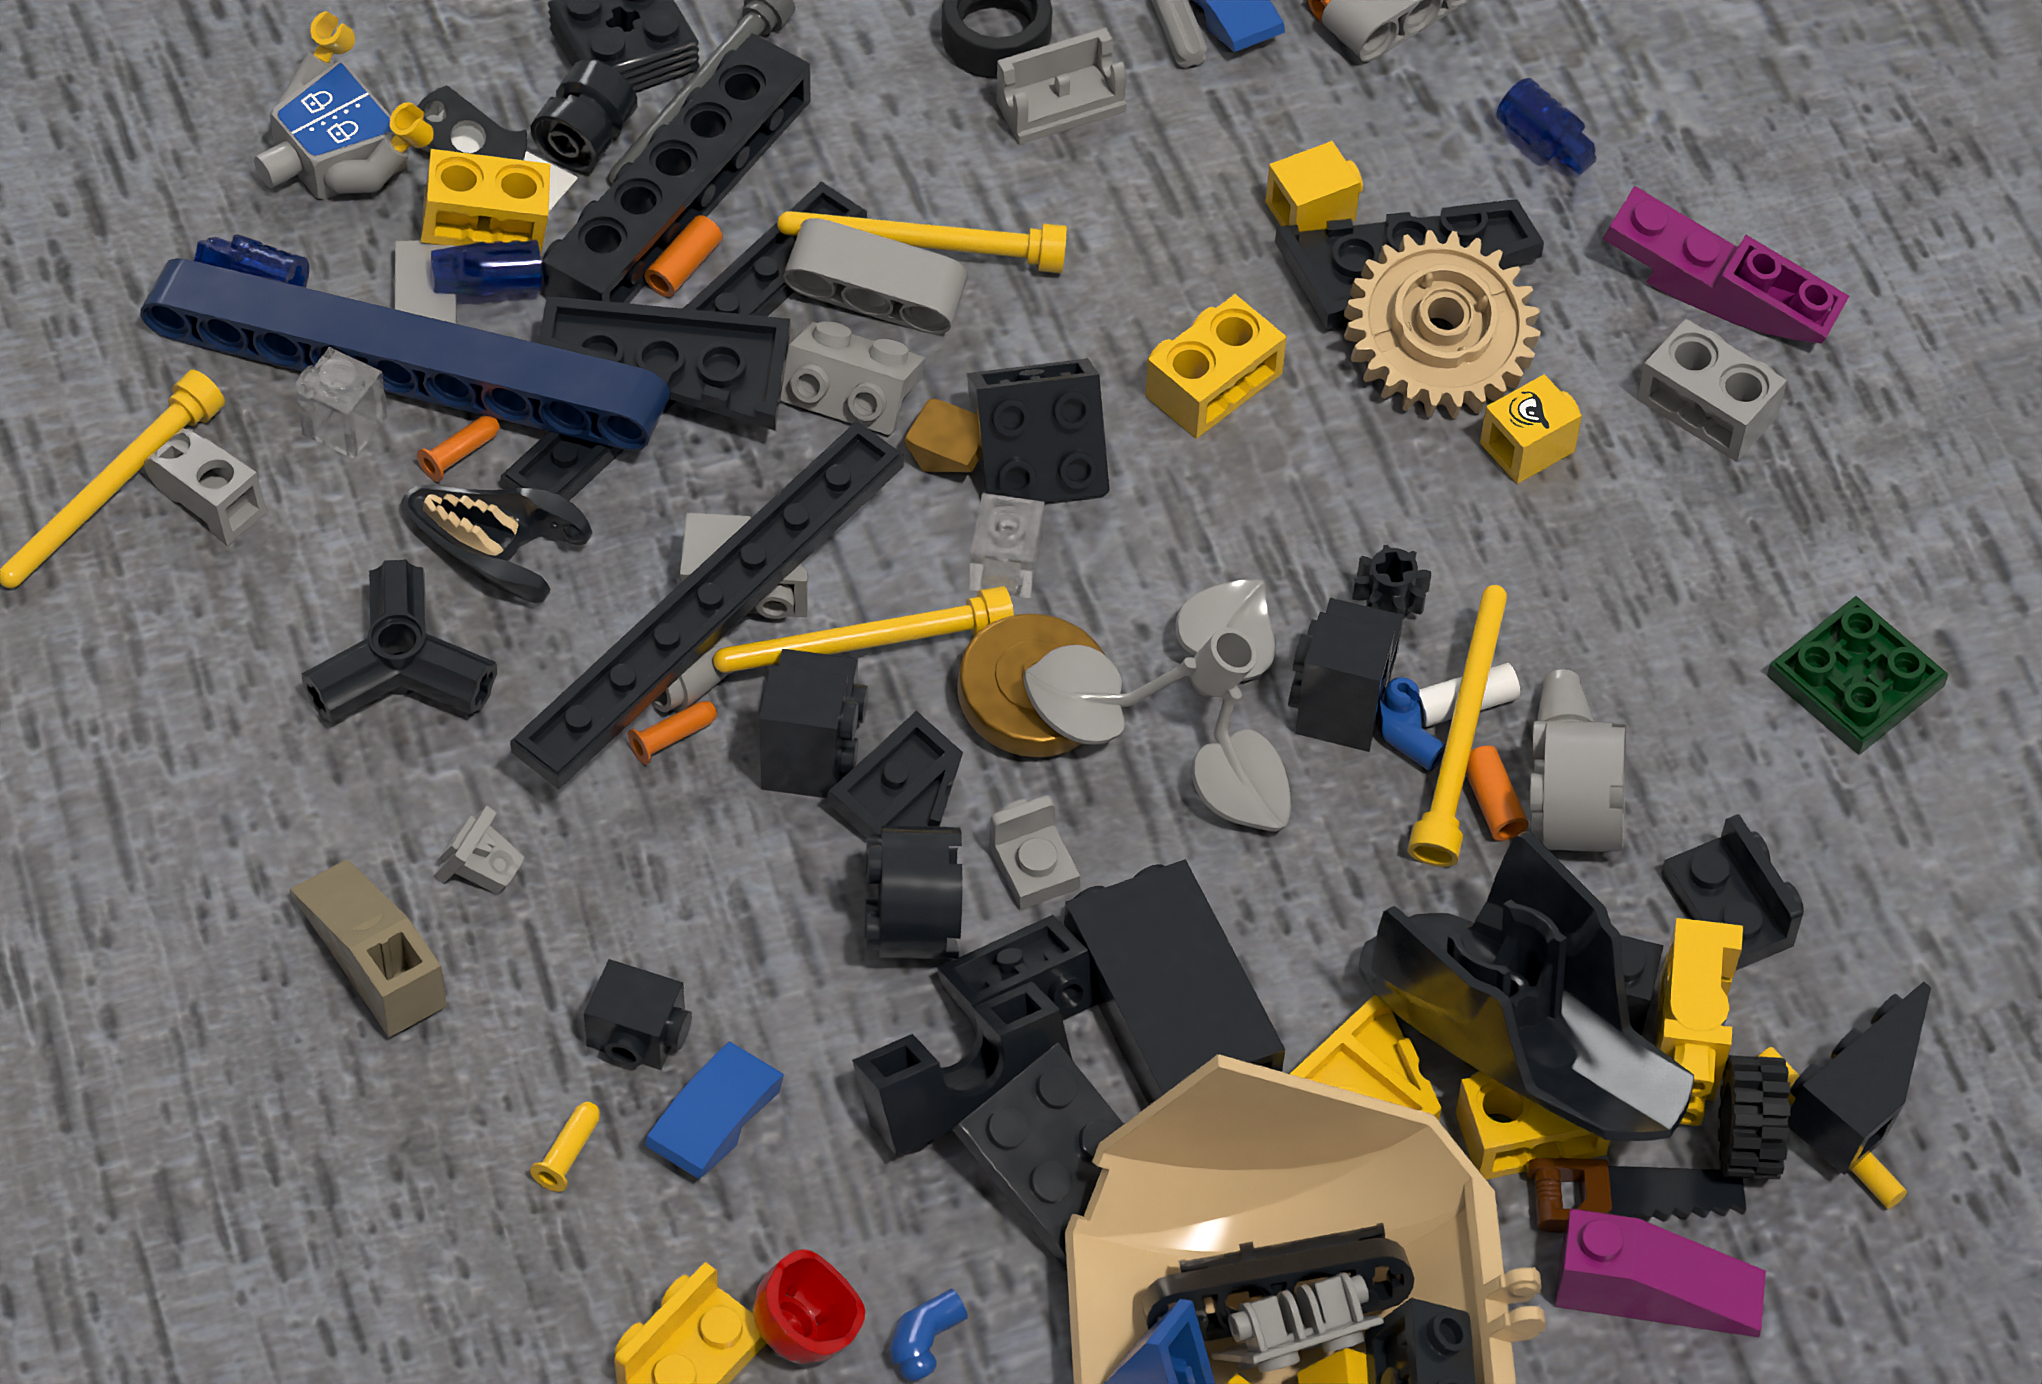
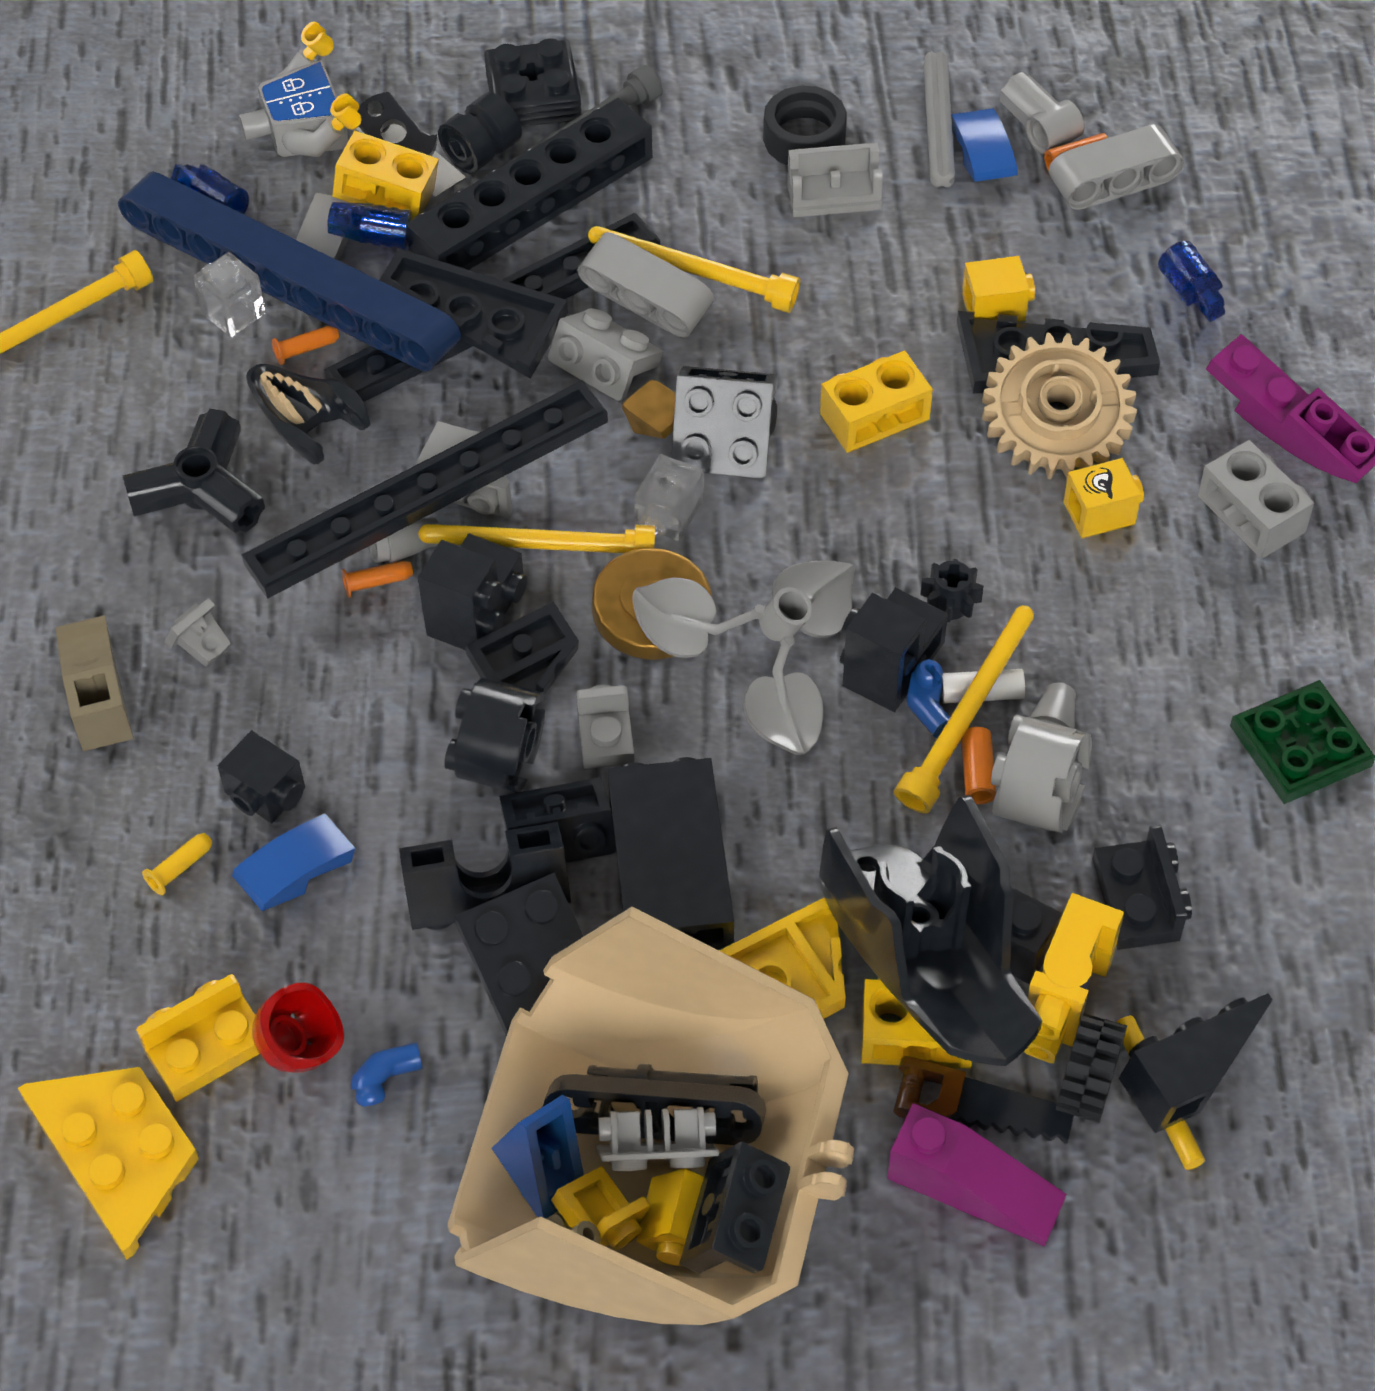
camera: 20 degrees right, 0 degrees up
(208, 484) = (116, 332): light grey leg -> none
(683, 256) = (516, 244): orange axle -> none

